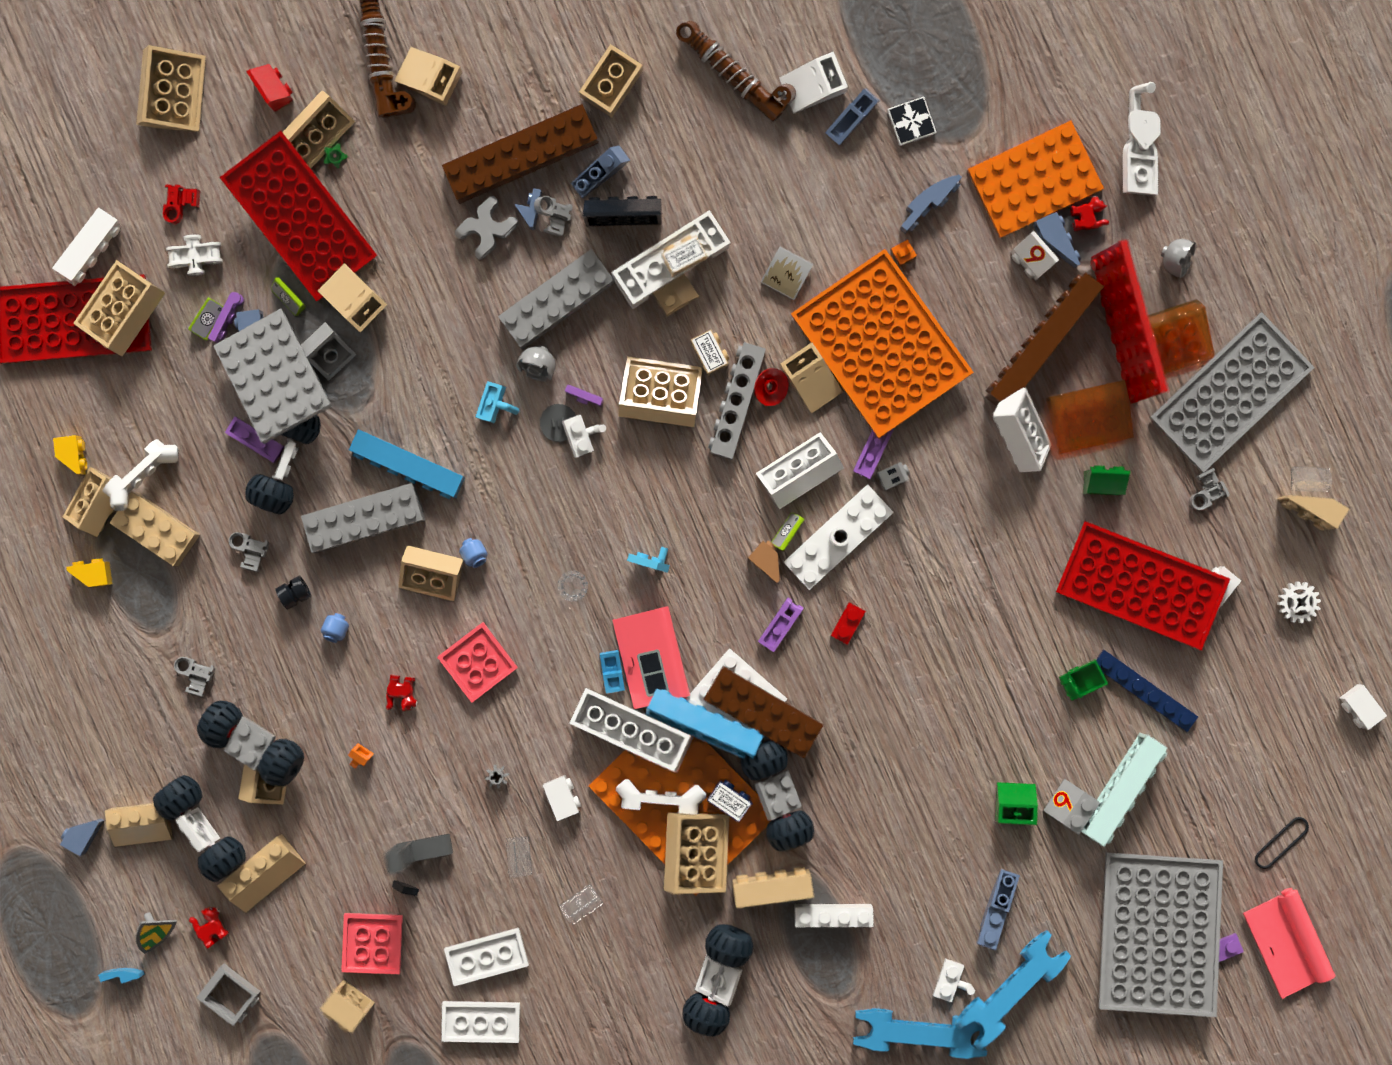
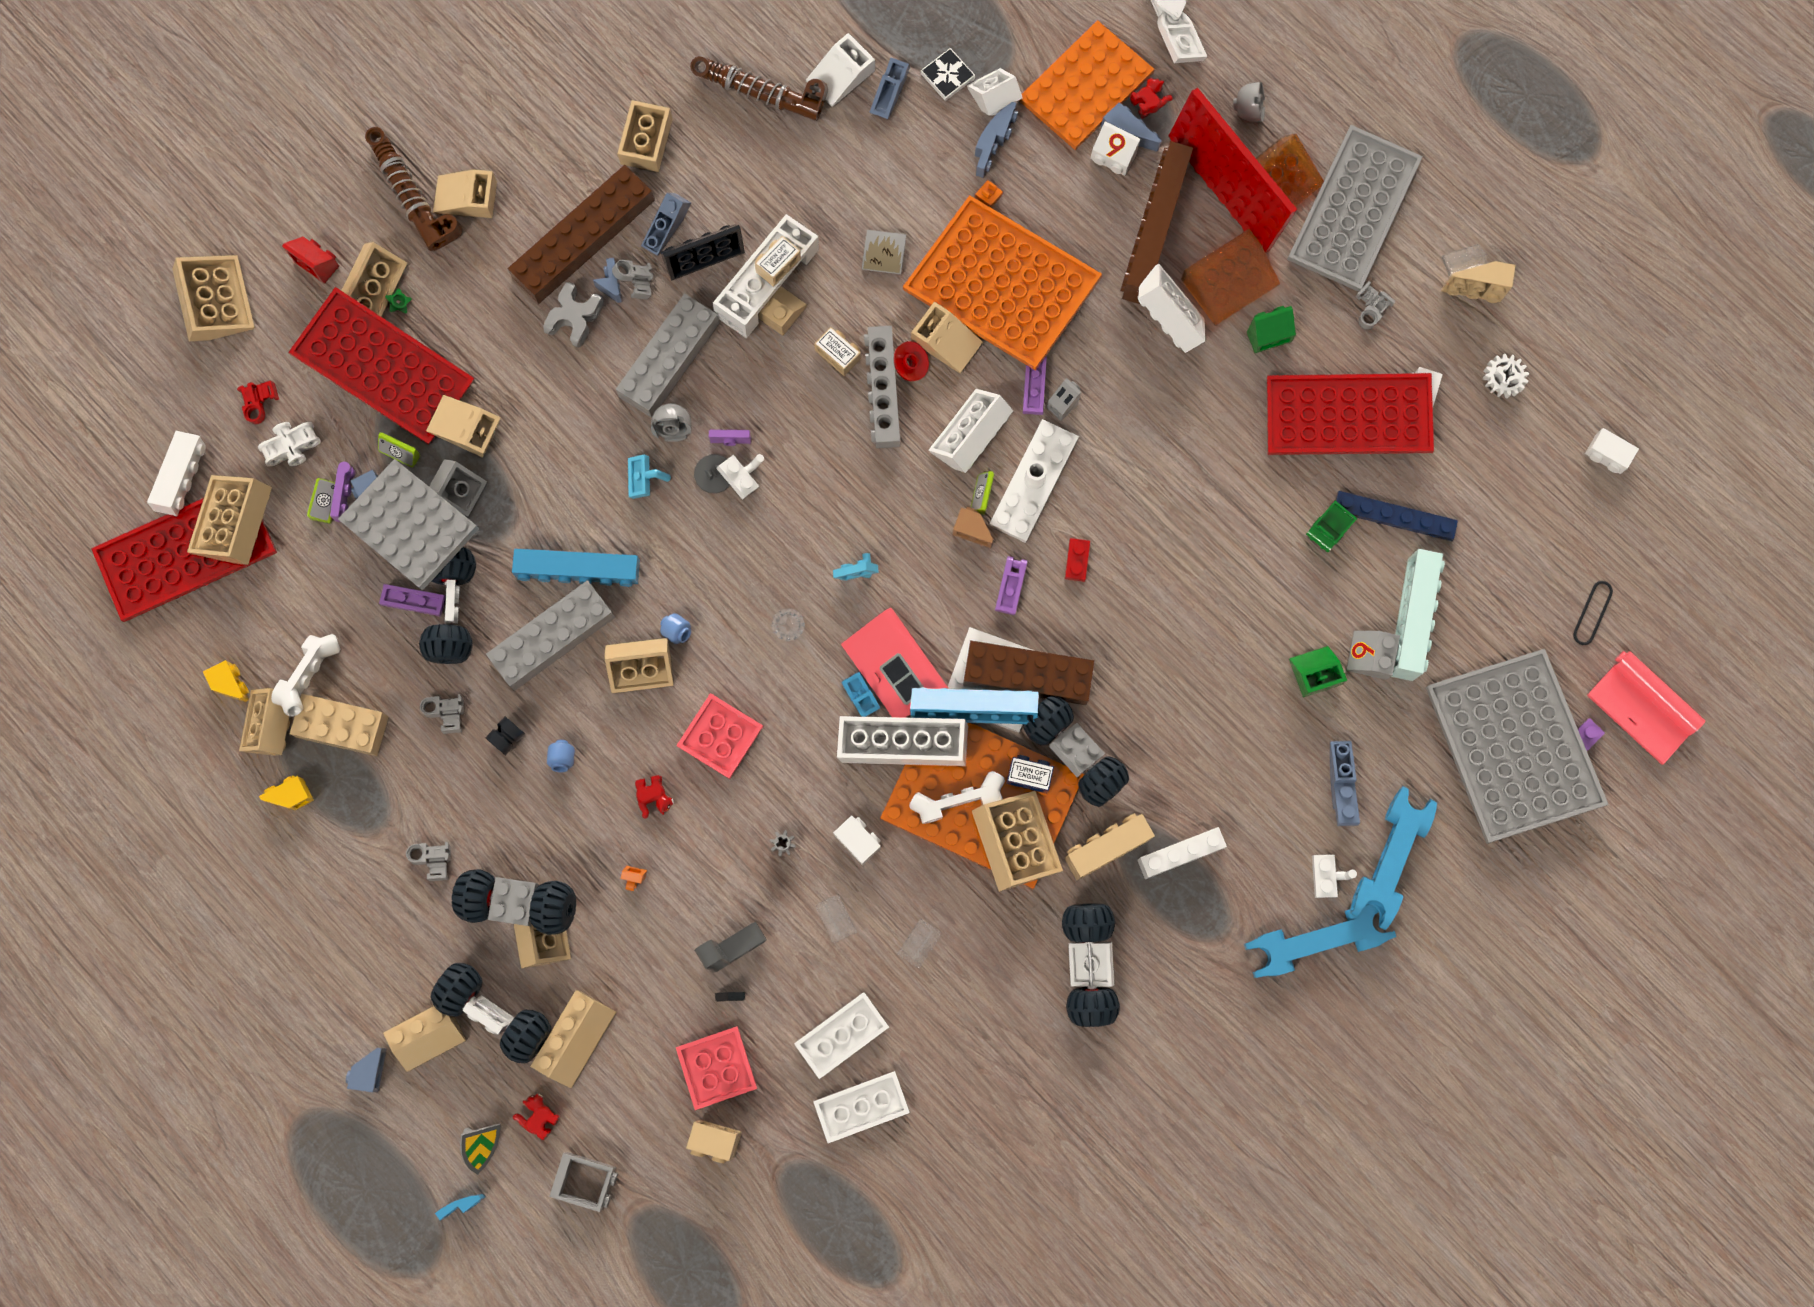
camera: 25 degrees left, 10 degrees down
(660, 391) = (804, 406): tan slope -> none
(948, 155) = (995, 91): none -> white slope

